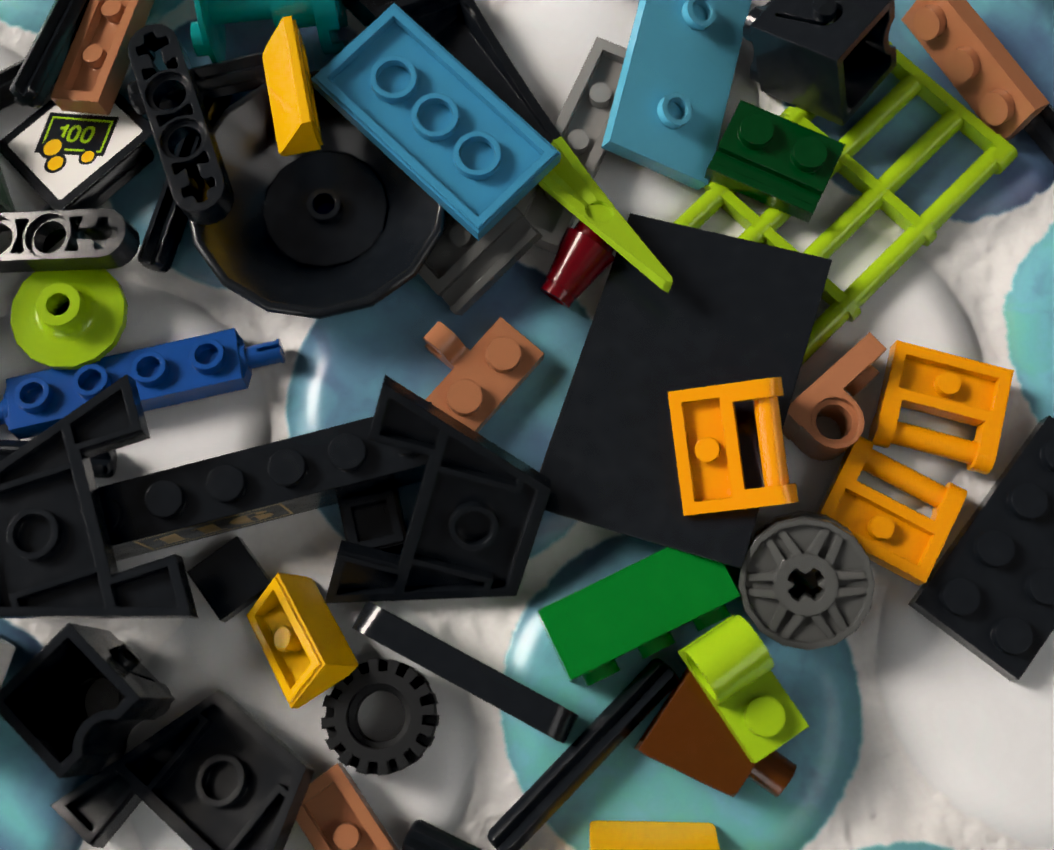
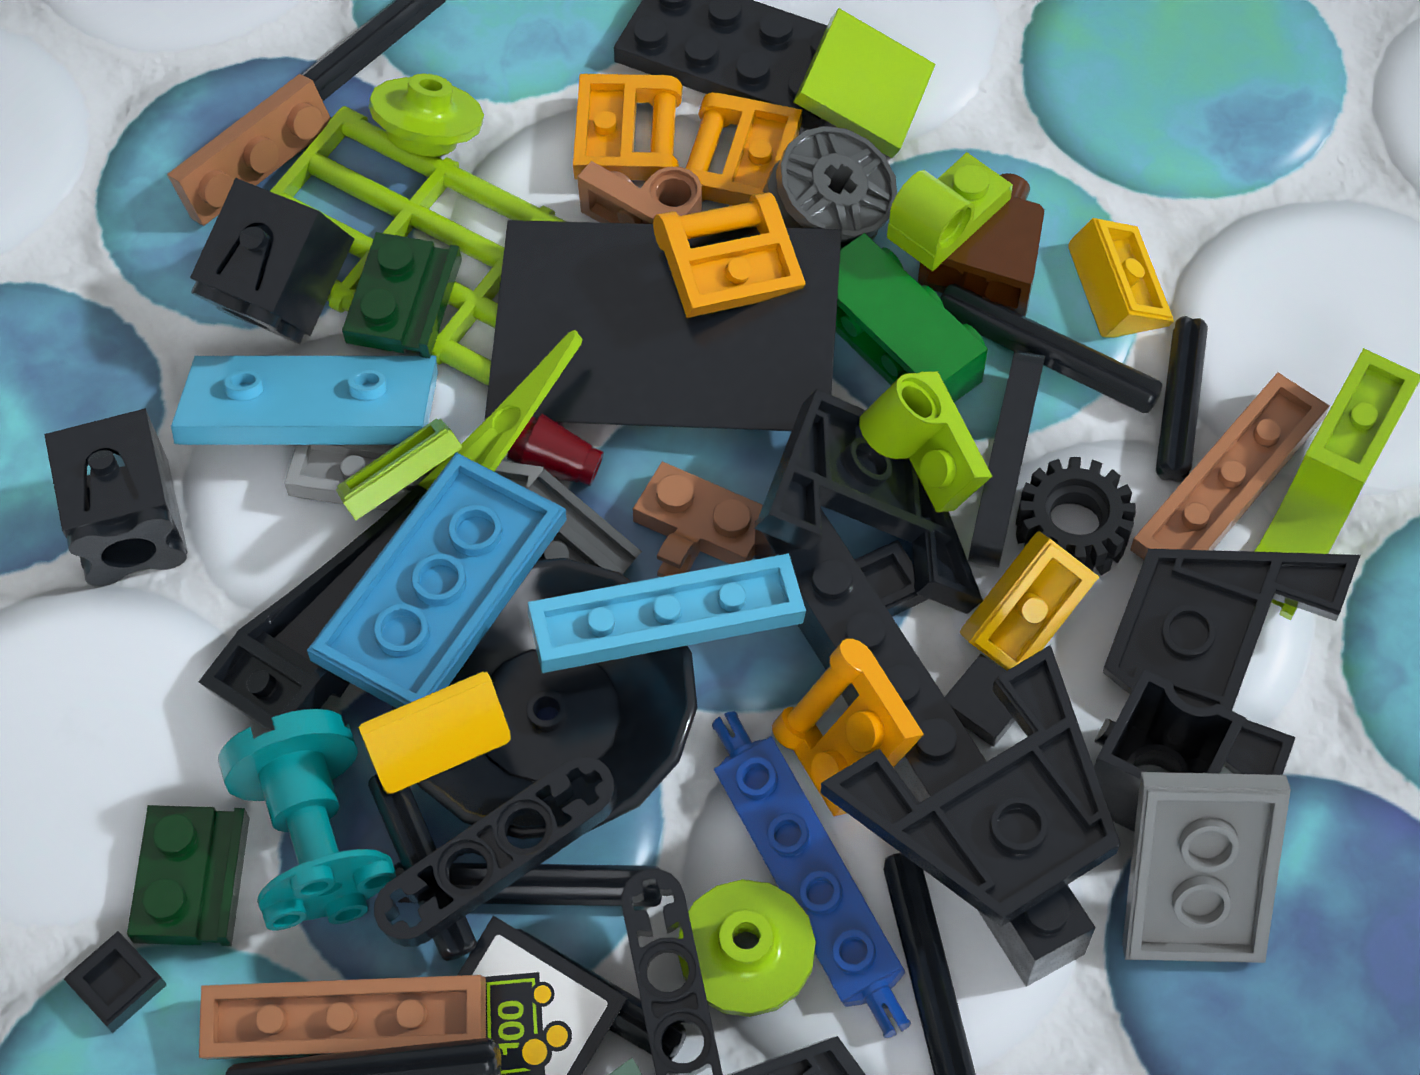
camera: 105 degrees left, 15 degrees down
(212, 437) = (870, 723): none -> light orange plate
(345, 295) = (665, 612): none -> medium azure plate
(492, 595) = (923, 424): none -> lime plate
(568, 113) = (398, 468): none -> lime tile
(952, 660) = (865, 82): none -> lime tile
(986, 213) = (425, 114): none -> lime piece

